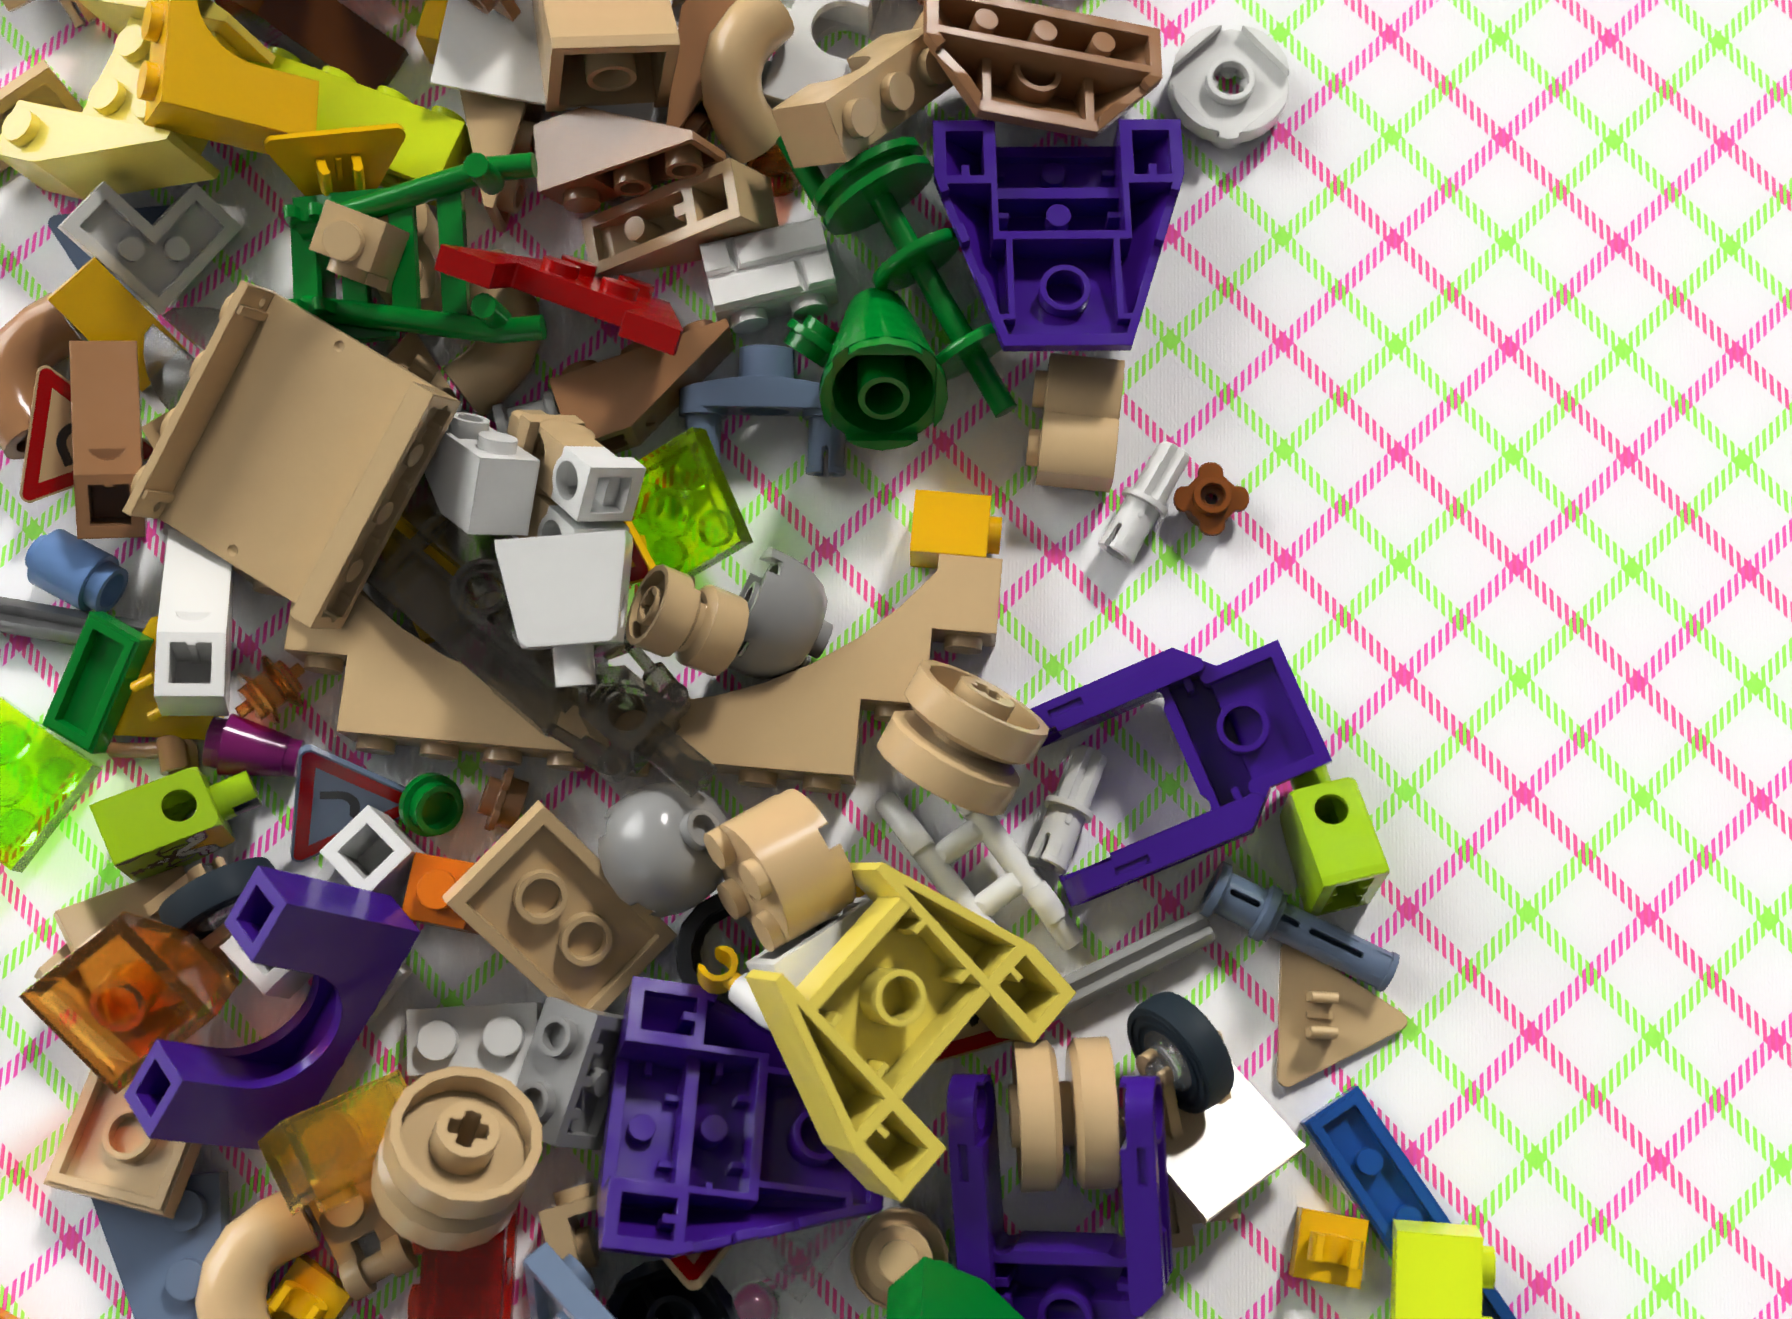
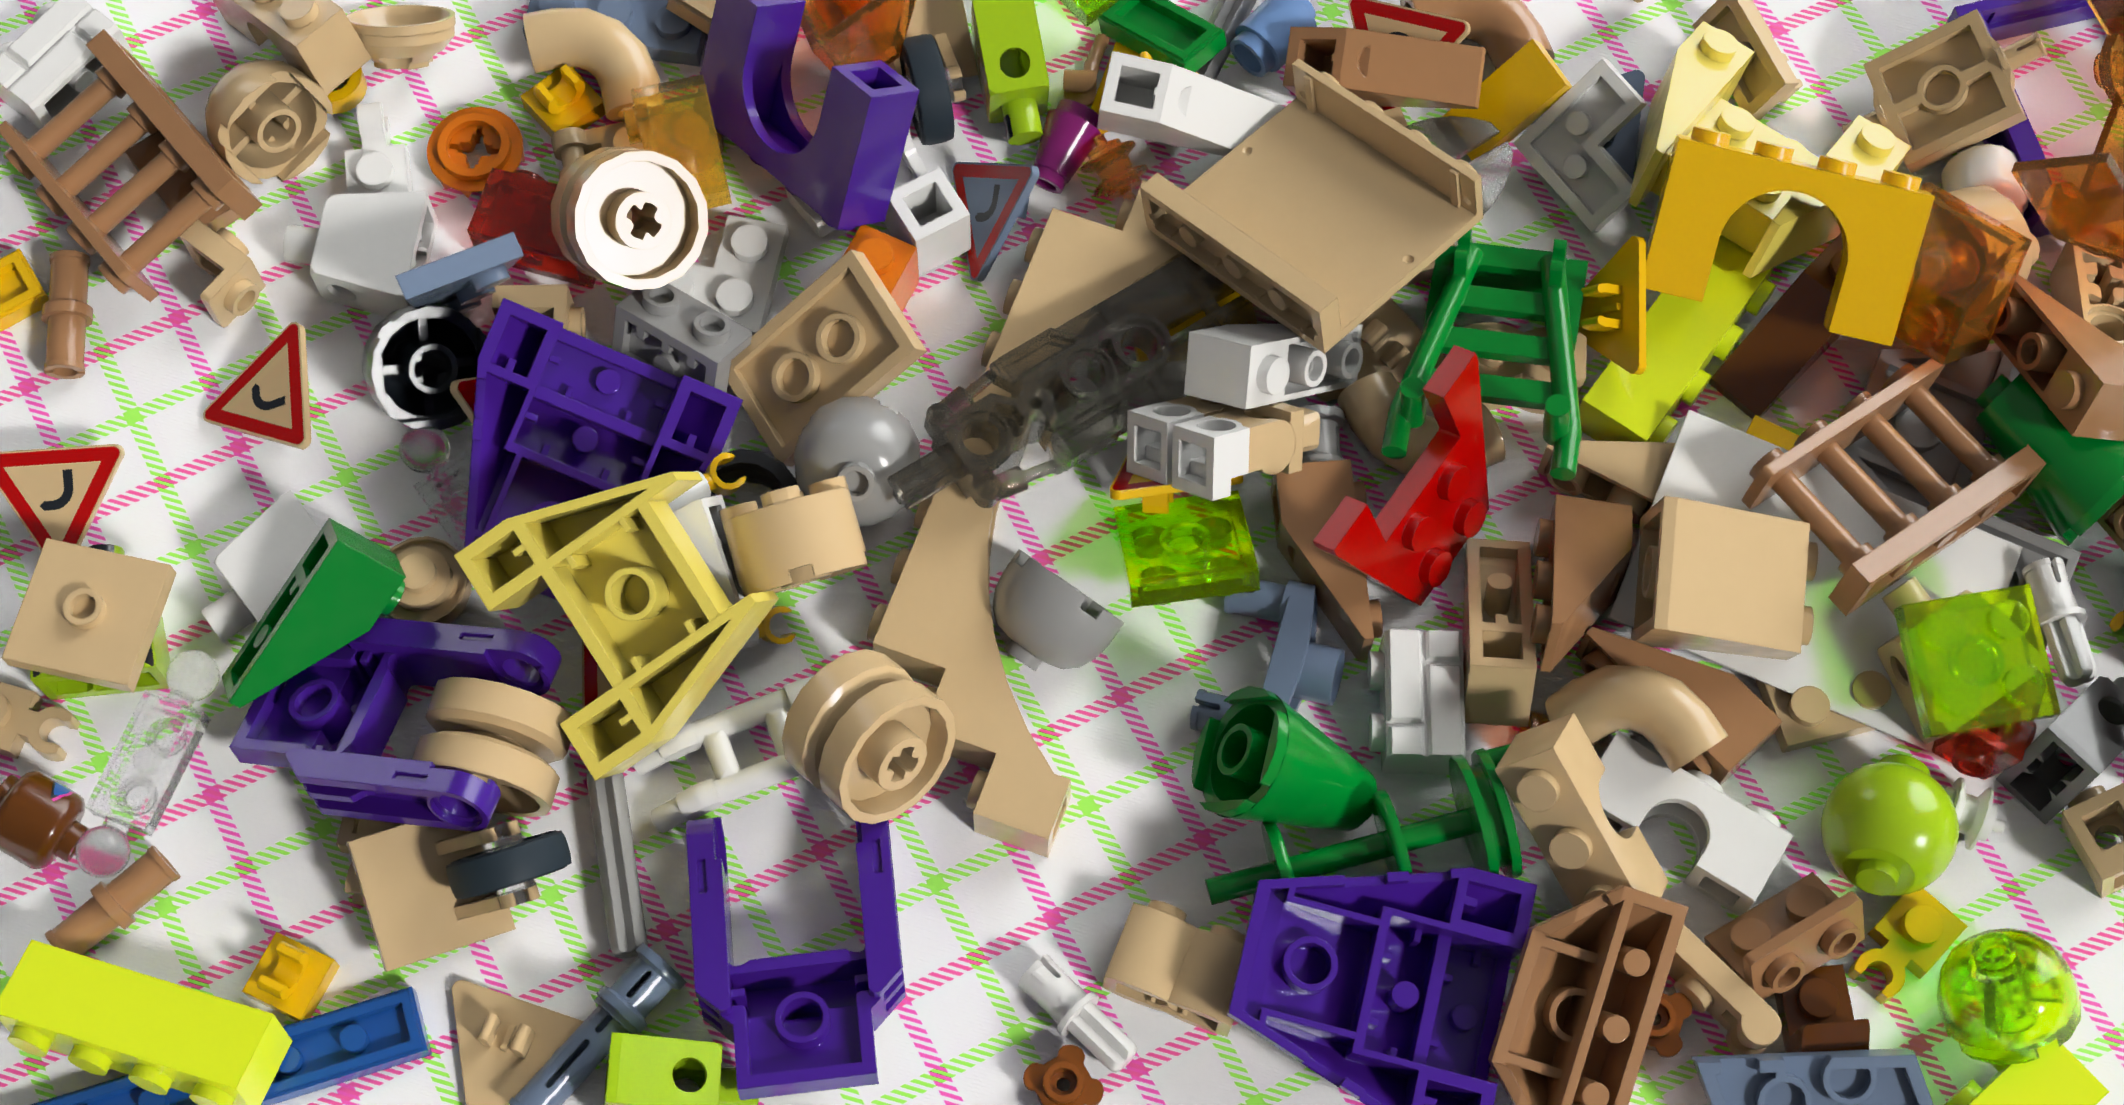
camera: 100 degrees right, 10 degrees down
(359, 245) = (1499, 288): tan brick -> none
(431, 805) = (966, 282): green plate -> none
(503, 800) = (951, 342): medium nougat plate -> none
(568, 596) = (1099, 398): white torso -> none
(696, 624) = (1057, 514): tan wheel -> none
(811, 339) = (1342, 722): green plate -> none
(952, 526) = (1097, 810): yellow brick -> none
(1068, 809) = (784, 848): white axle -> none

